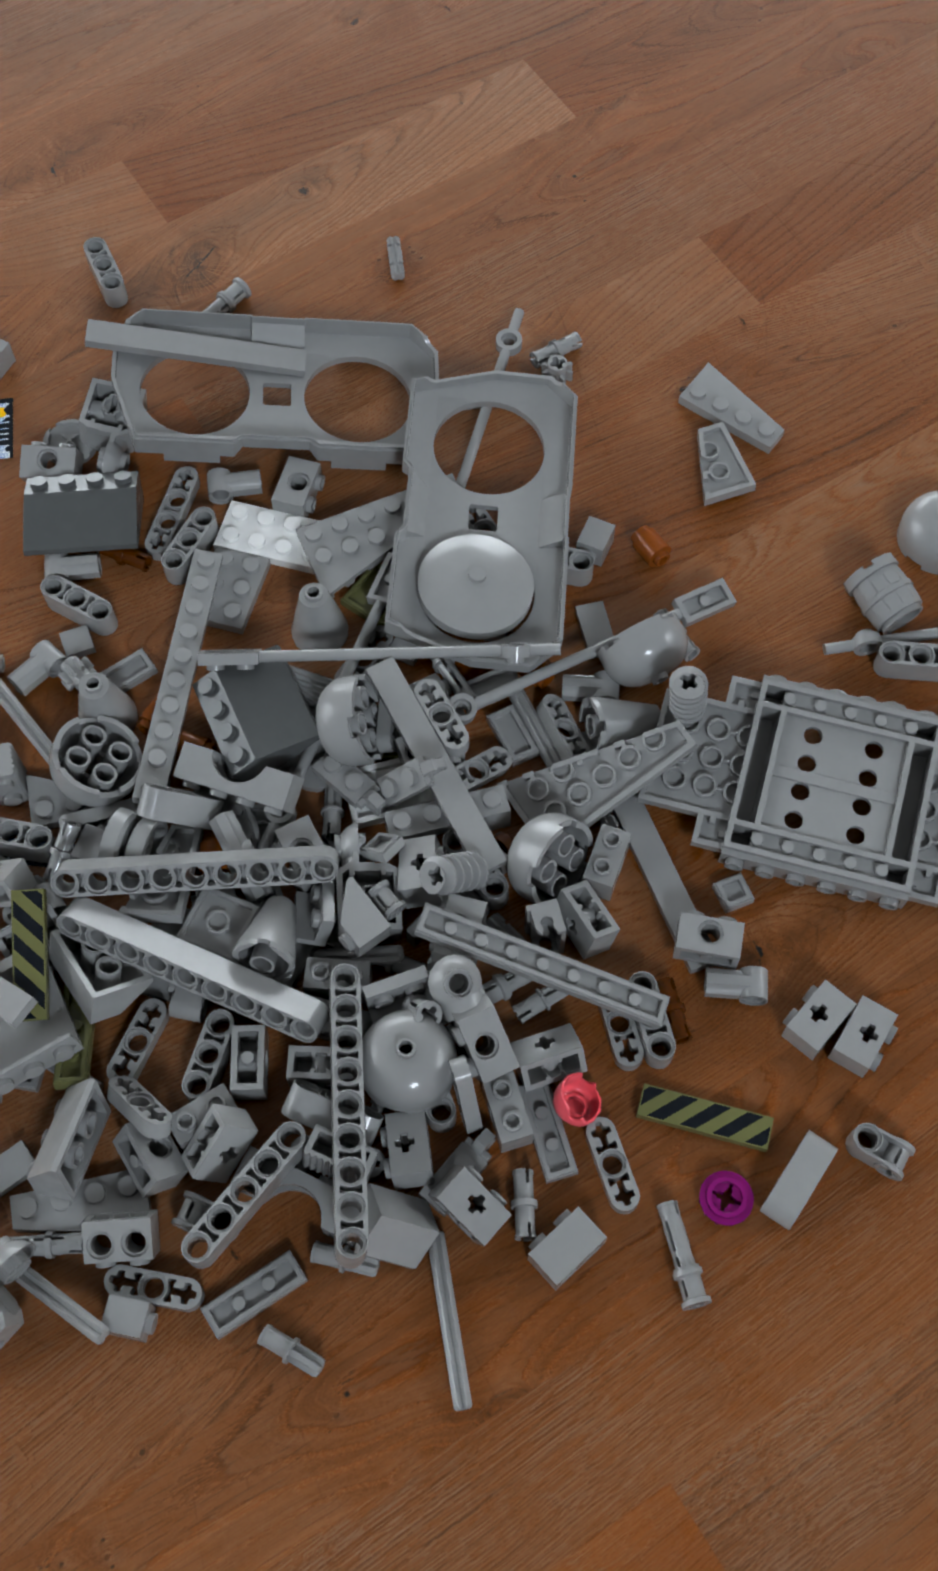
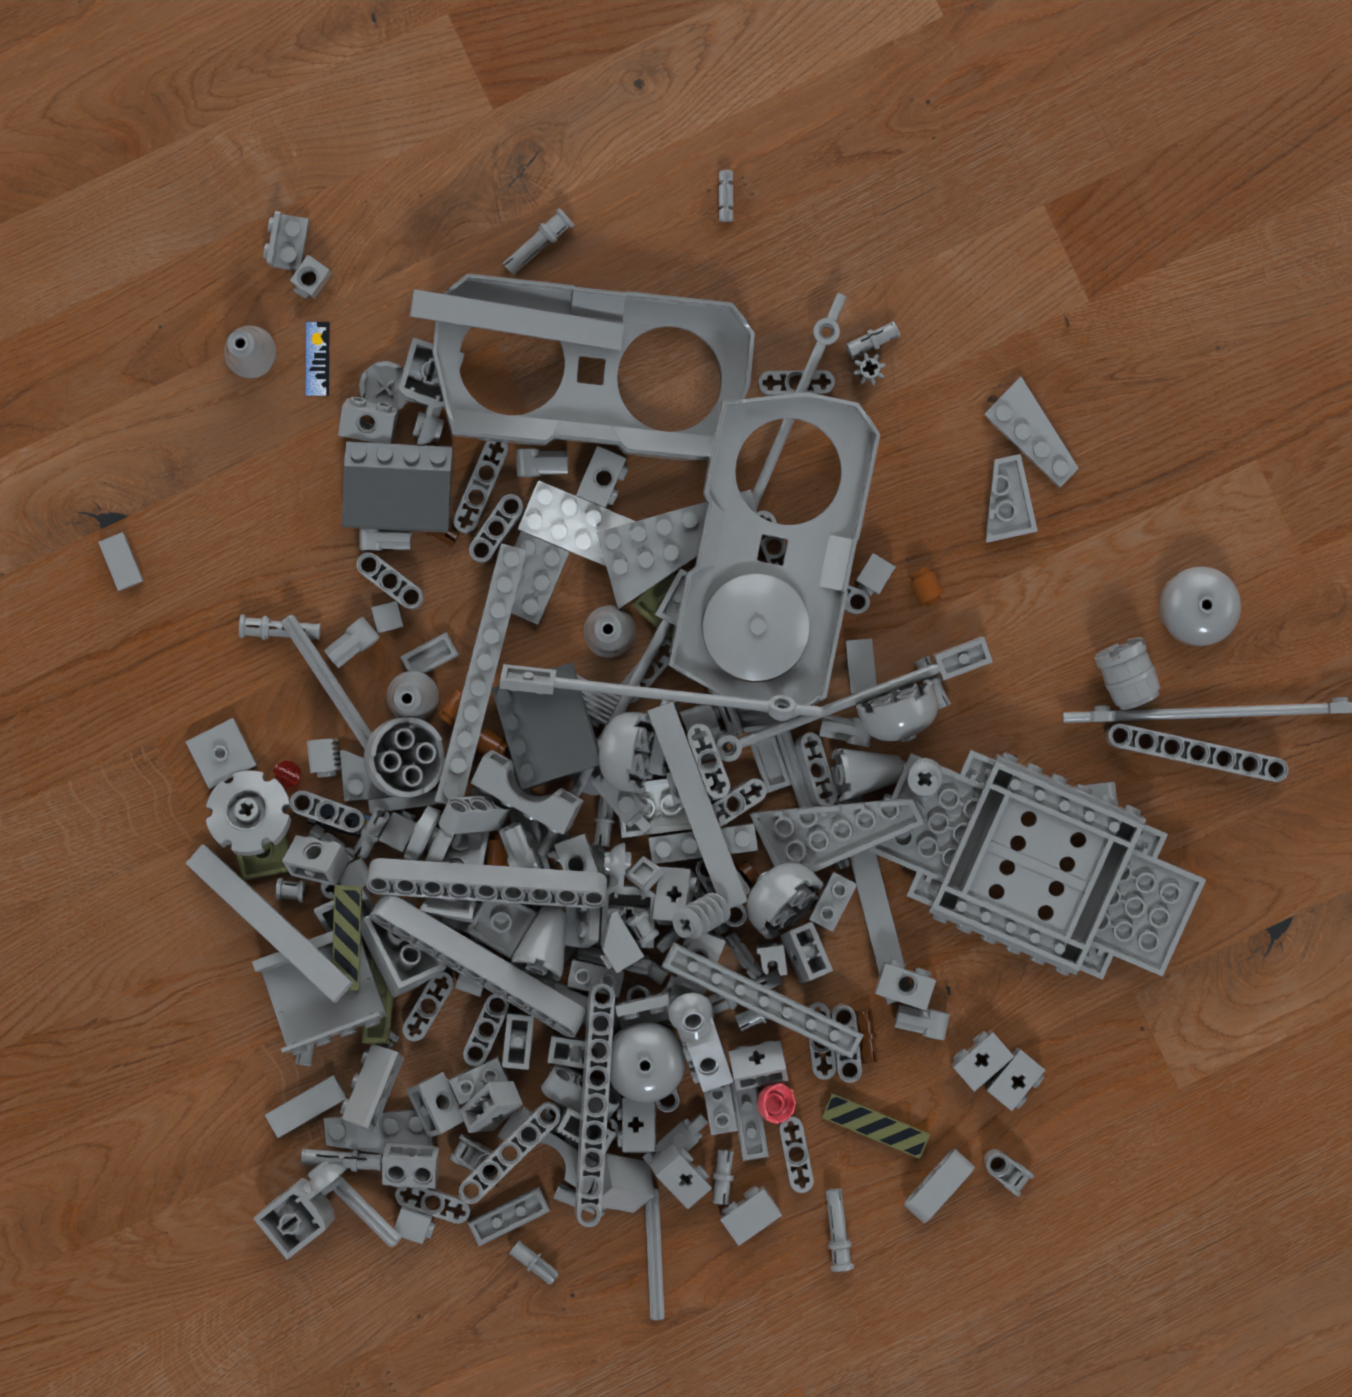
camera: 10 degrees right, 25 degrees up
(74, 670) = (387, 655): light grey gear -> none
(105, 272) = (419, 169): light grey beam -> none
(139, 1107) = (429, 1080): light grey beam -> none
(410, 779) = (674, 816): light grey hinge -> none
(428, 1006) = (662, 1023): light grey bush -> none
(465, 1094) = (688, 1093): light grey beam -> none
(733, 893) = (935, 937): light grey tile -> none
(740, 1193) = (883, 1203): magenta gear -> none

